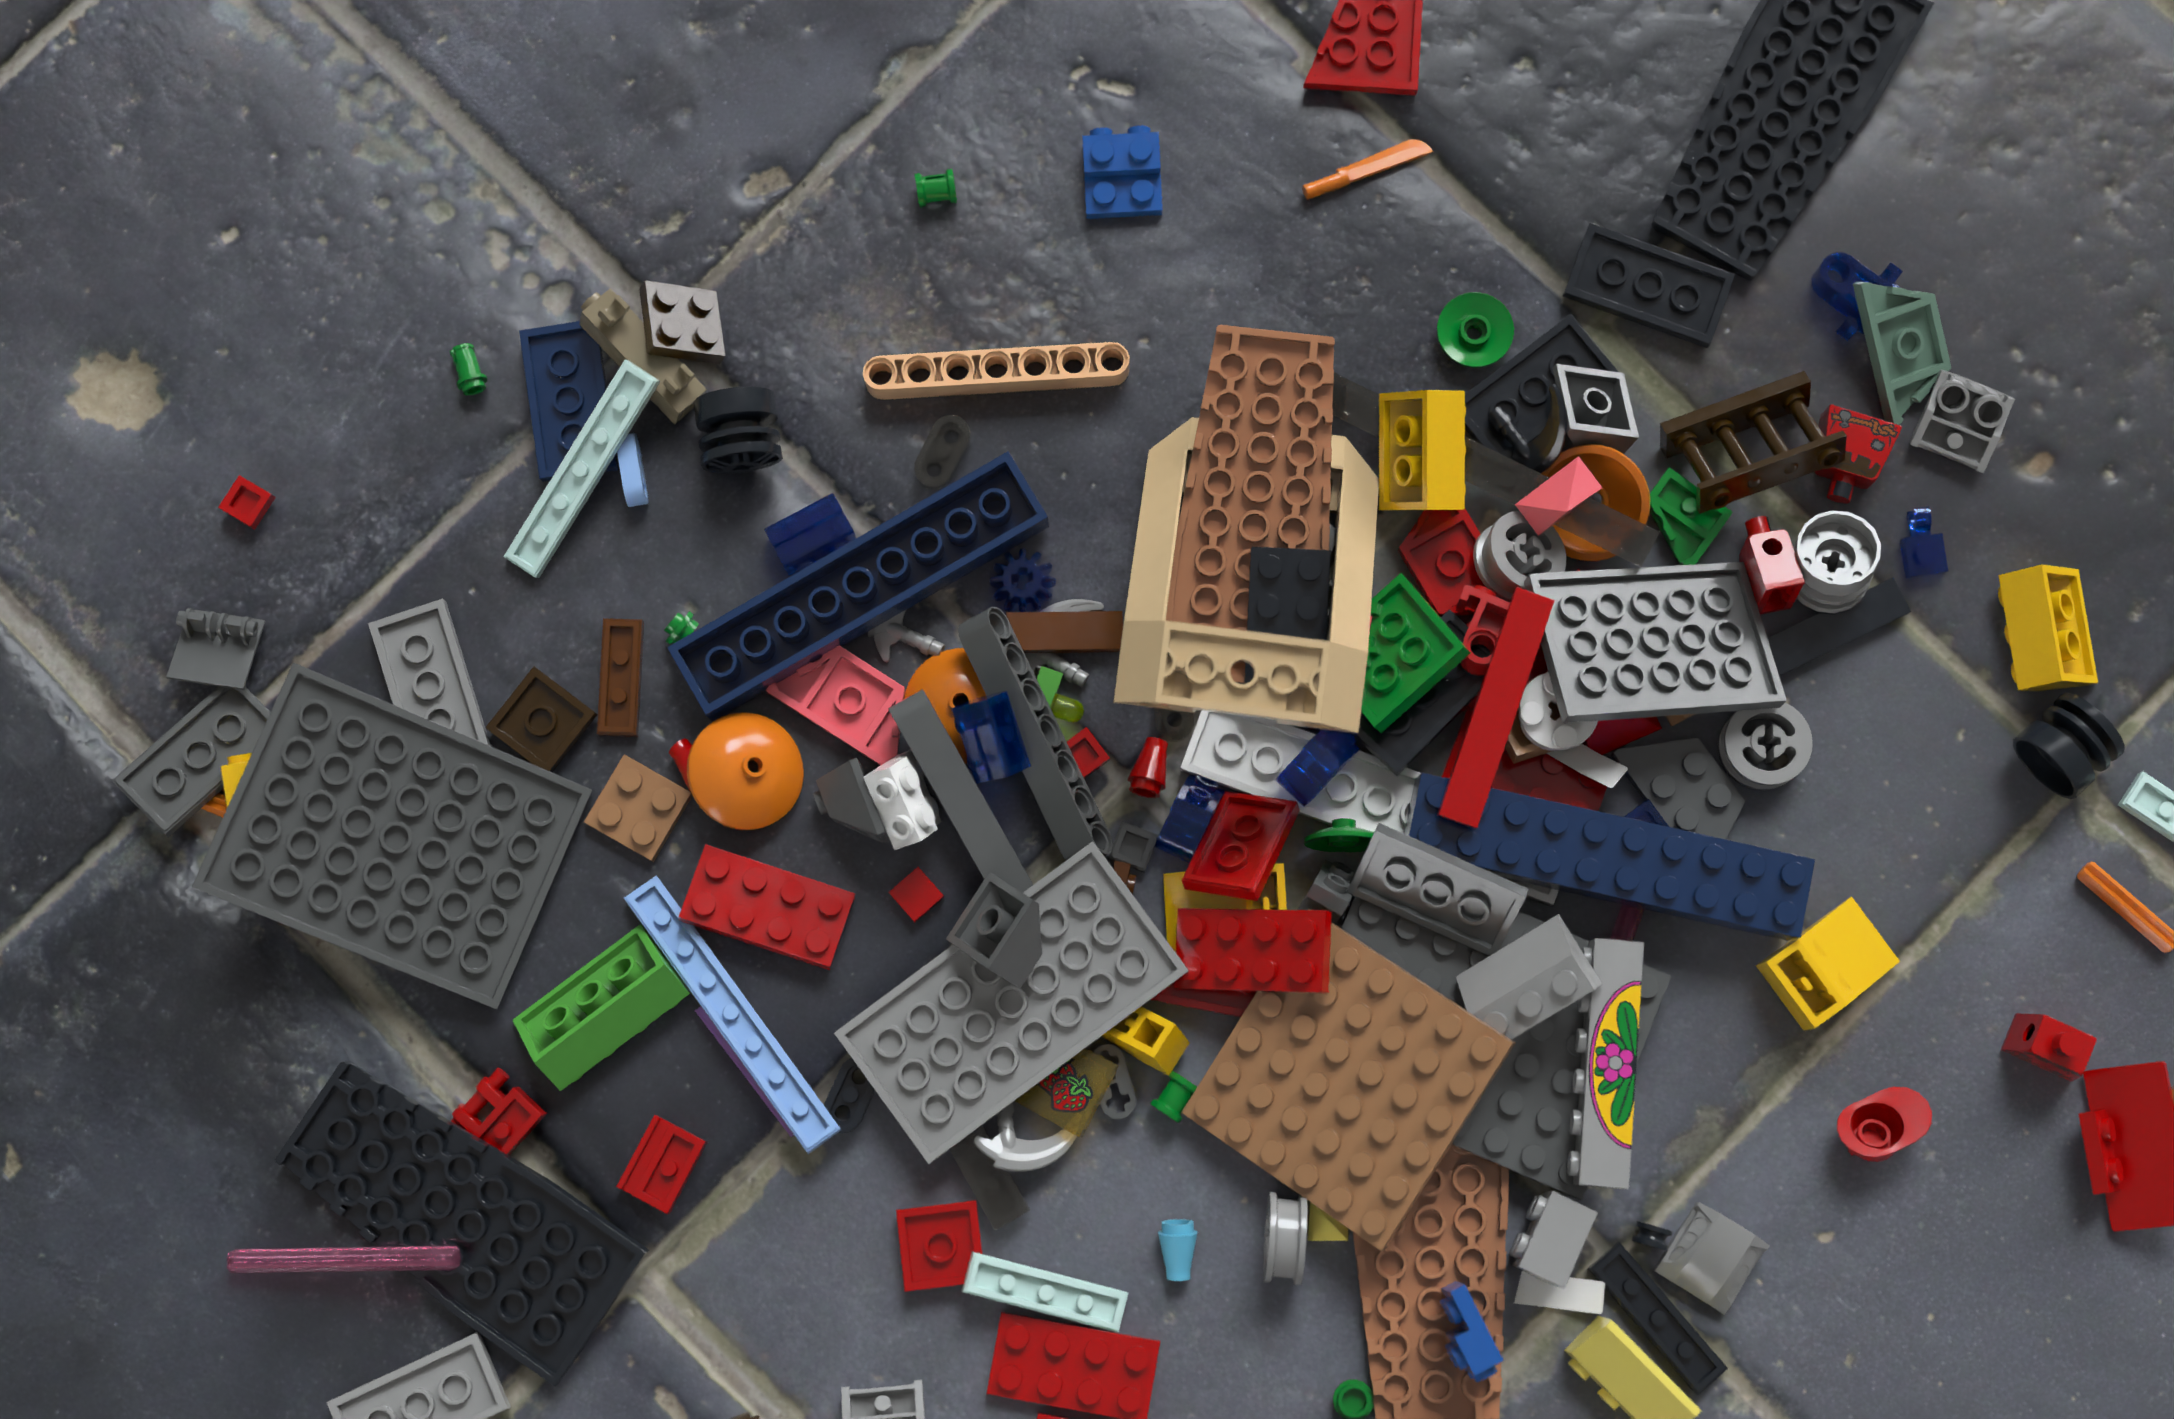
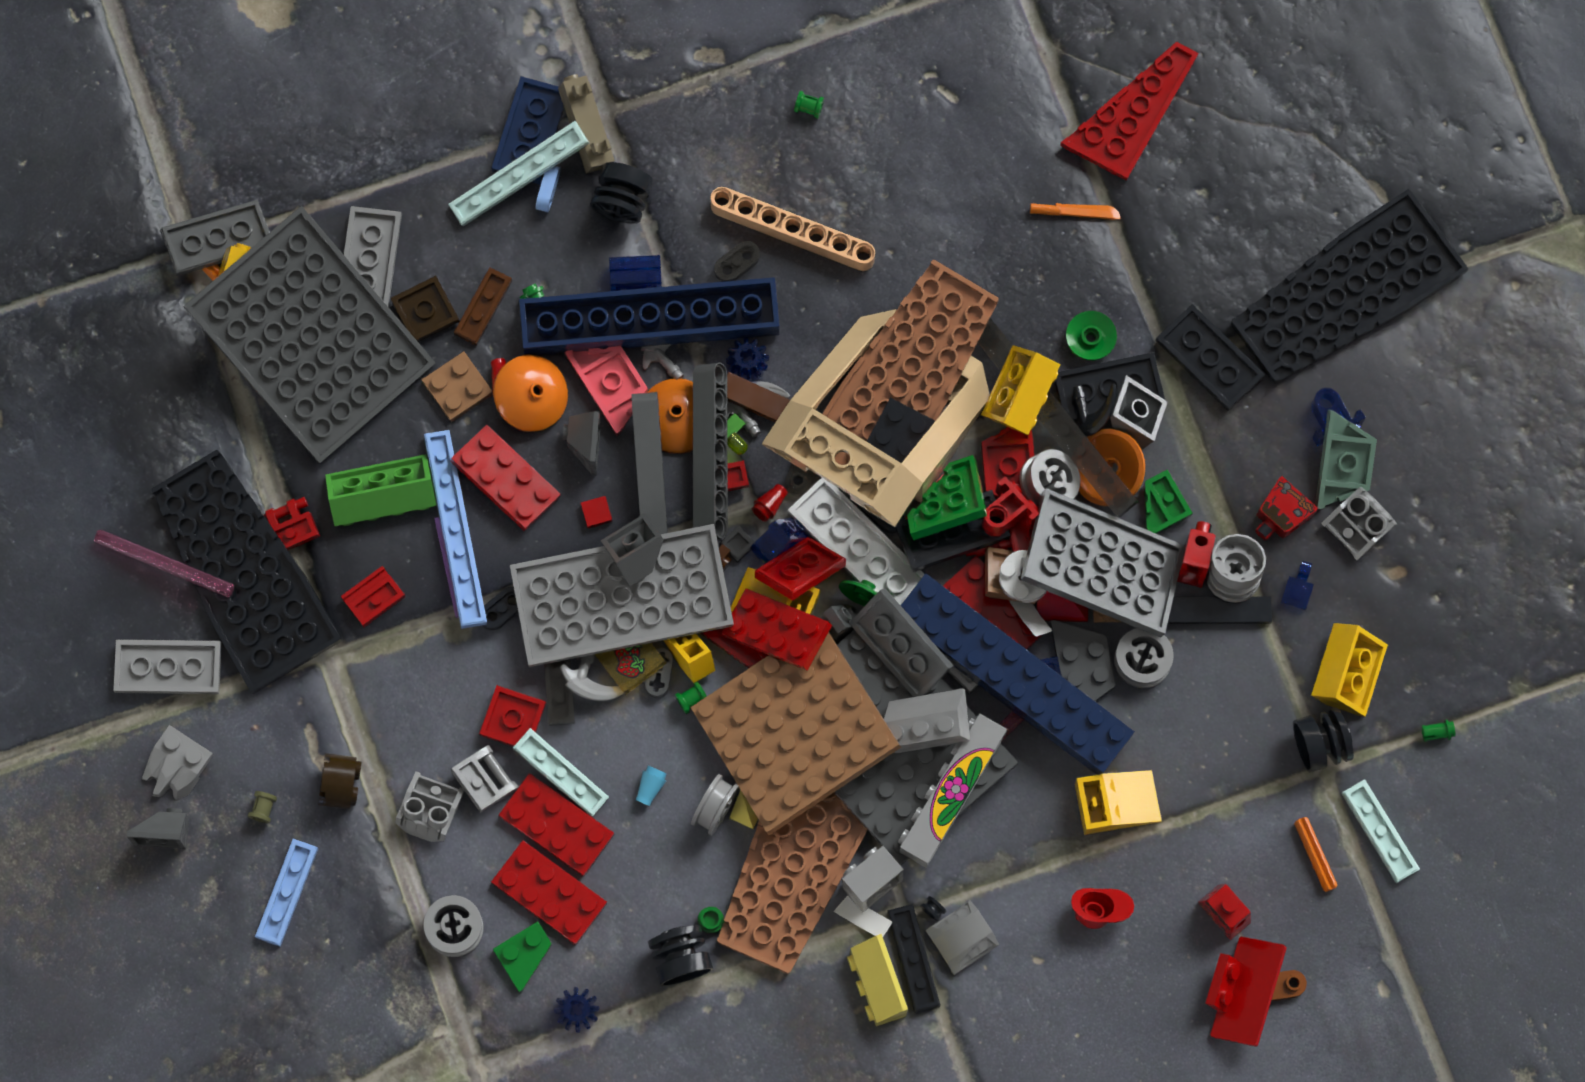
camera: 20 degrees right, 5 degrees down
(215, 648) = (254, 179): dark grey hinge -> none
(246, 502) = (313, 103): red plate -> none
(471, 379) = (479, 85): green pin -> none
(682, 322) = (619, 115): plate -> none
(903, 800) = (614, 450): white plate -> none
(934, 1362) = (478, 783): none -> light grey plate
(991, 737) = (683, 437): clear blue brick -> none
(1122, 173) = (925, 146): blue plate -> none
(1317, 764) = (869, 542): clear blue pin -> none
(1471, 1342) = (793, 910): blue plate -> none
(1495, 707) = (986, 554): red tile -> none
(1558, 496) = (1088, 452): coral slope -> none
(1742, 412) = (1224, 457): dark brown fence -> none

